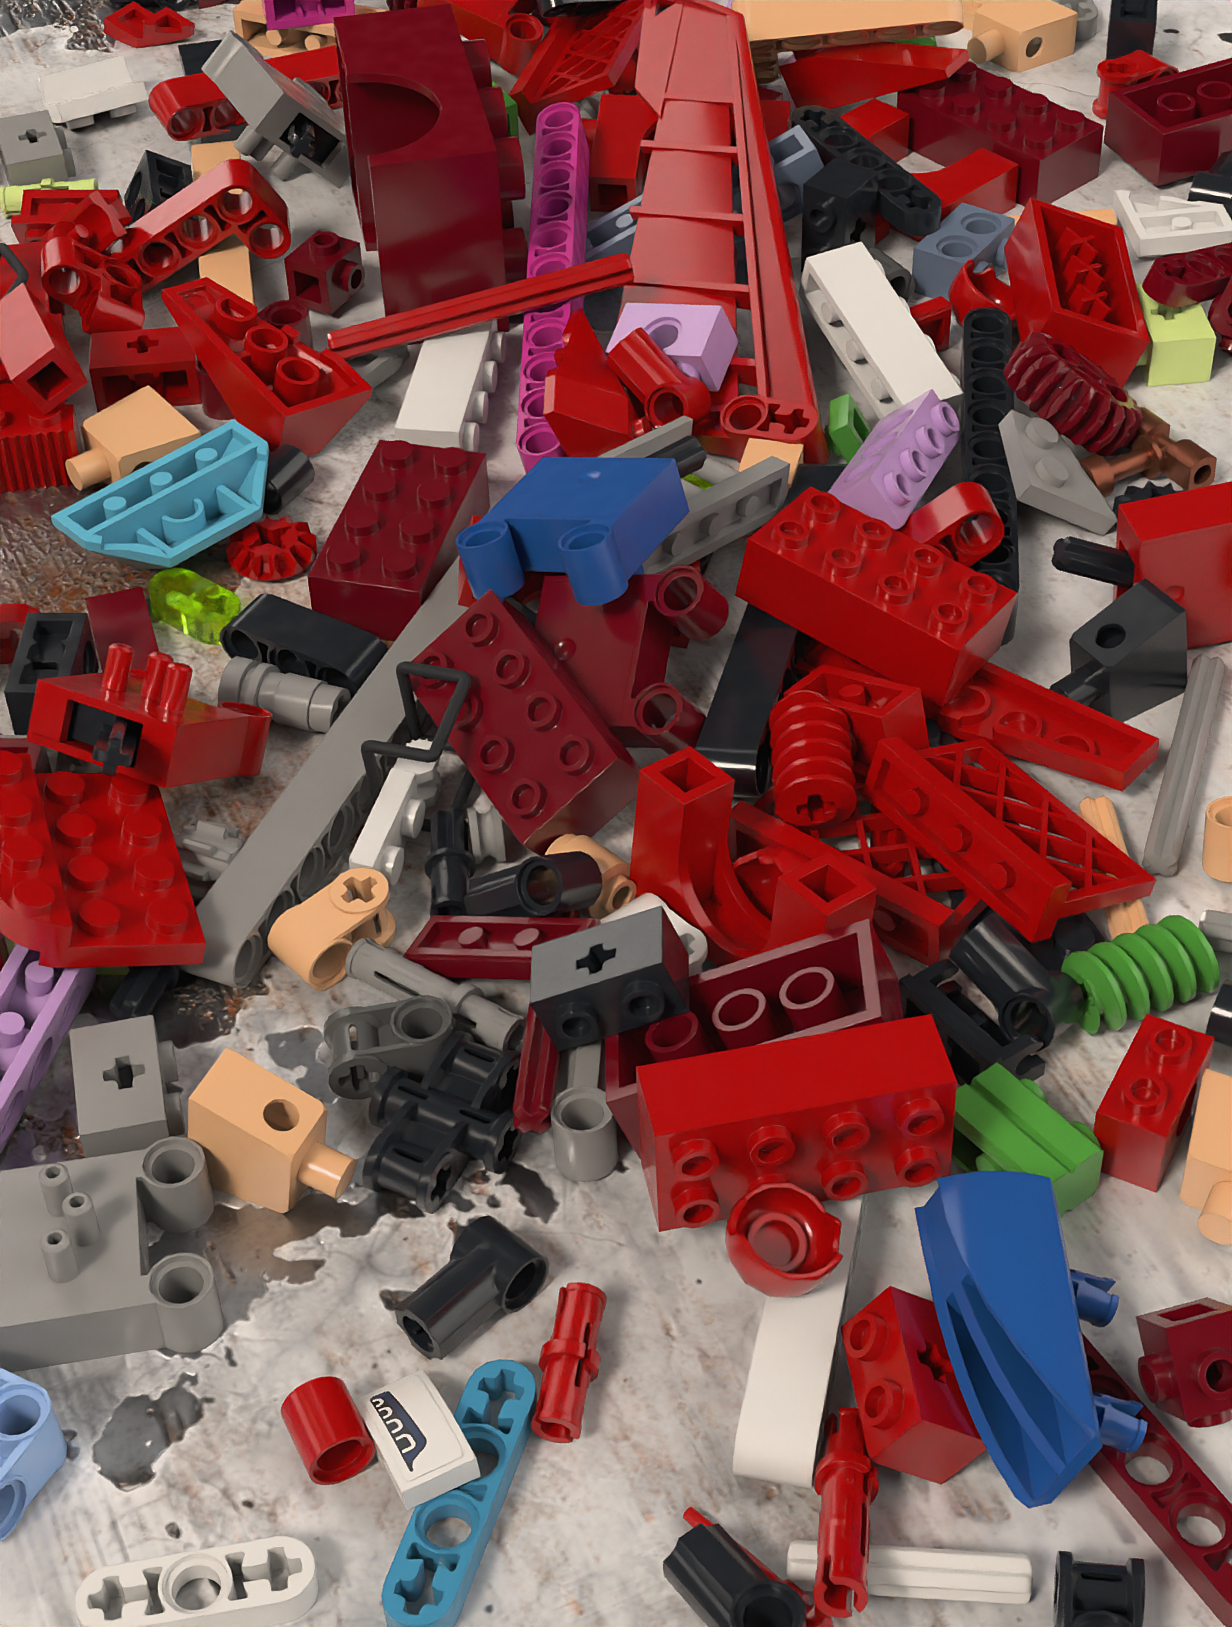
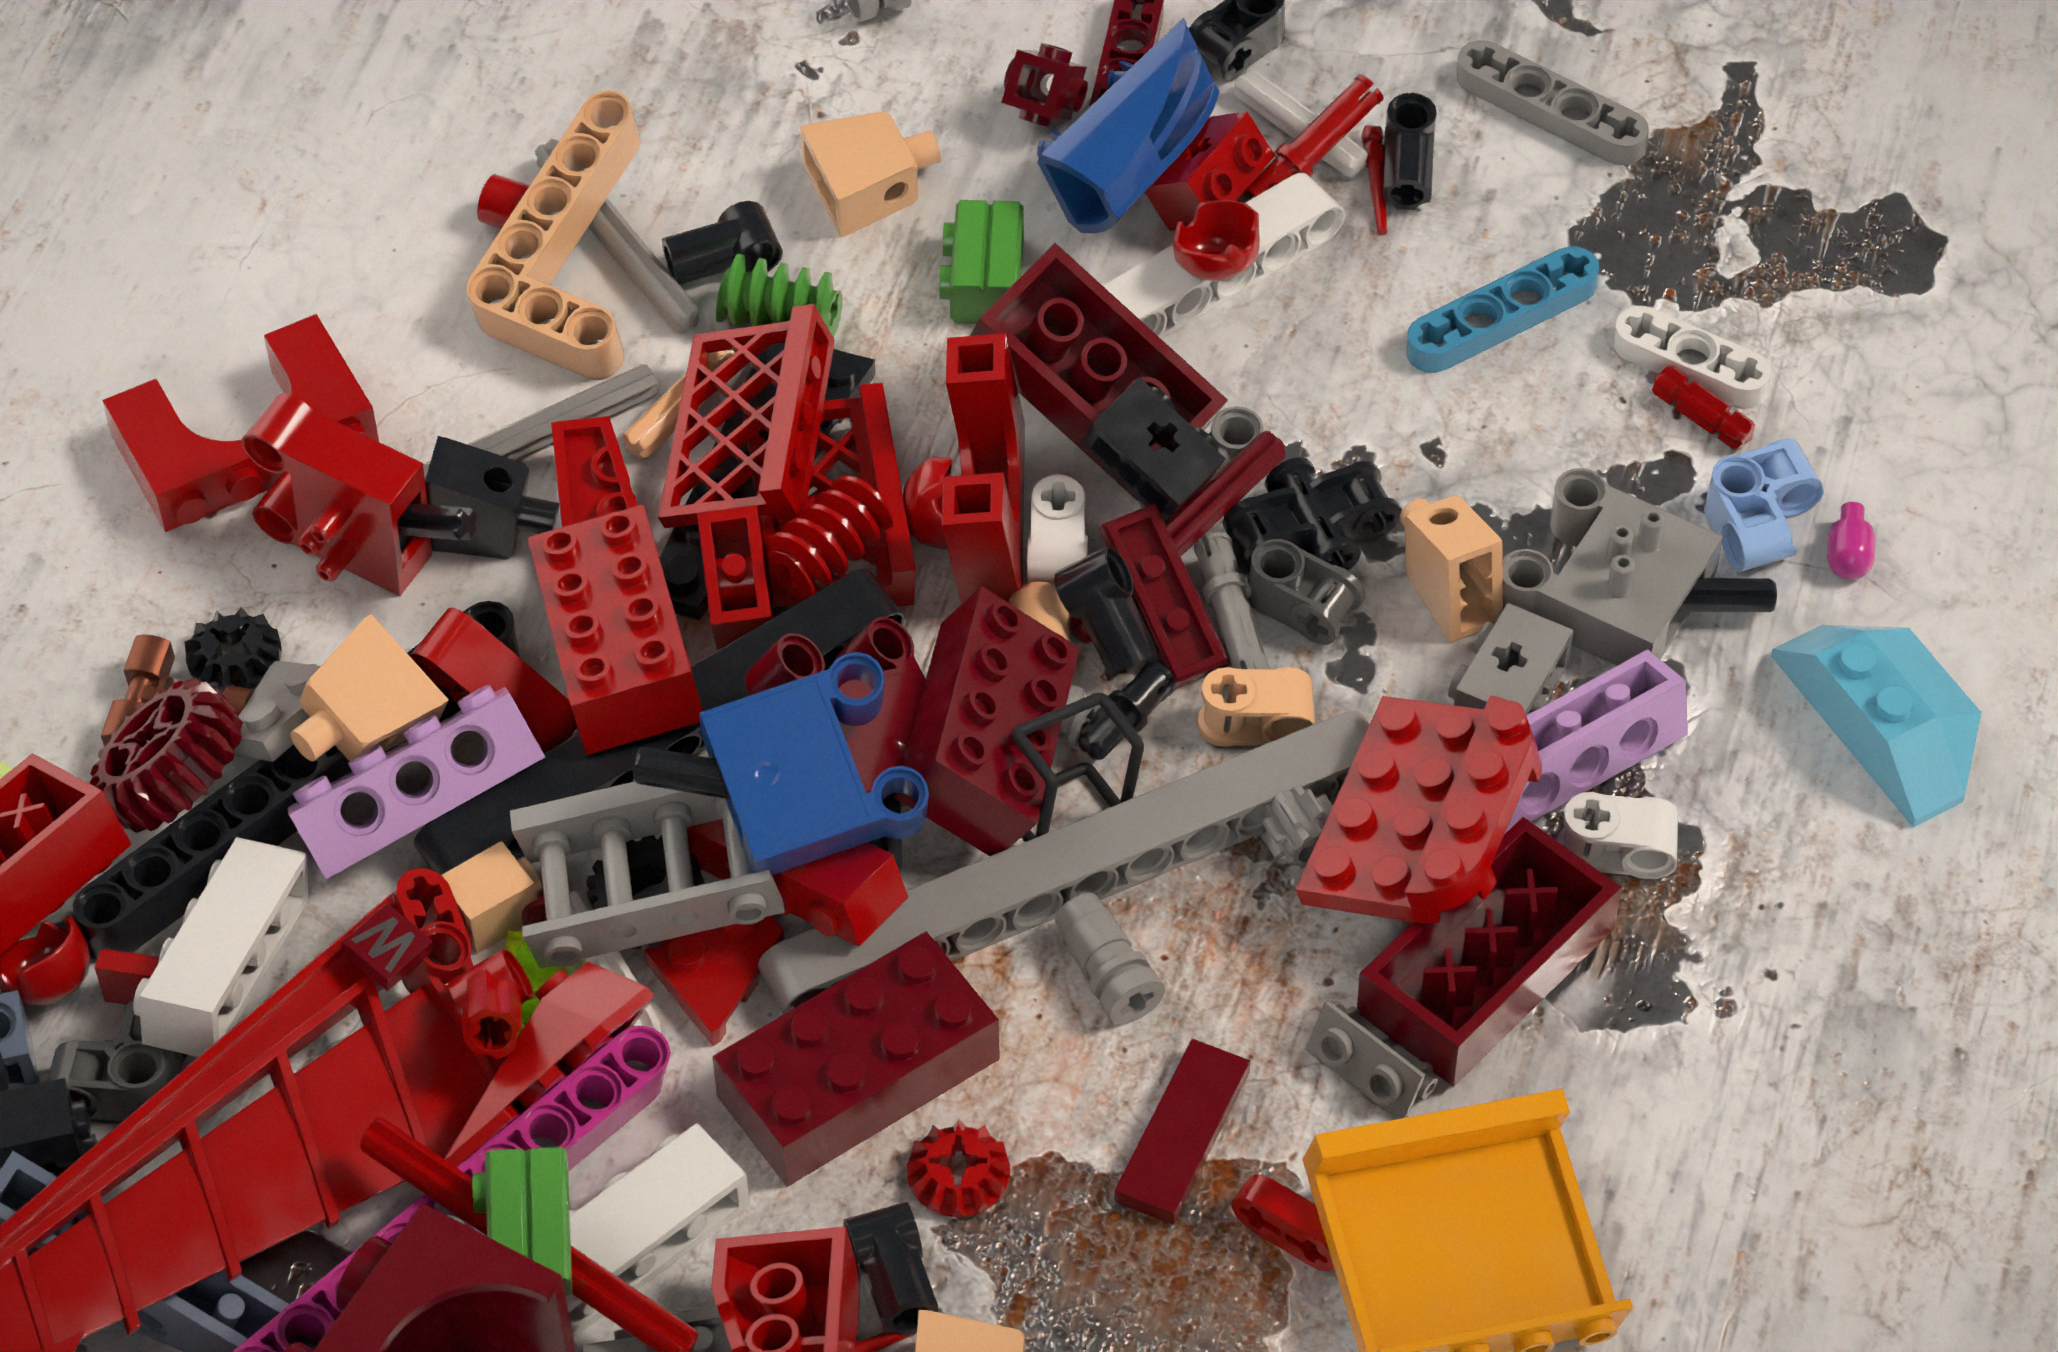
camera: 140 degrees left, 10 degrees up
(47, 649) = (1287, 1091): black brick -> none
(134, 1533) = (1703, 407): none -> red axle
(147, 724) = (1278, 921): red piece -> none
(175, 502) = (1024, 1224): medium azure wedge -> none
(192, 604) = (1070, 1145): clear neon green beam -> none
(303, 642) = (1044, 1002): black beam -> none
(327, 1430) = (1552, 381): red beam -> none
(397, 815) = (1170, 749): white hinge -> none
(417, 1439) = (1505, 345): white slope -> none
(470, 271) = (528, 1205): none -> bright green brick
(485, 1273) = (1378, 406): black piece -> none
(569, 1363) = (1375, 330): red pin -> none
(691, 335) = (415, 1087): lavender brick -> none
(765, 369) = (387, 946): none -> dark red tile
(814, 1110) = (1172, 275): red brick -> none
(846, 427) = (356, 900): bright green plate -> none
(966, 1032) = (920, 348): black hinge -> none
(981, 448) = (364, 696): none -> light nougat torso
(1017, 983) = (871, 334): black piece -> none
(1151, 1101) = (880, 226): red brick -> none

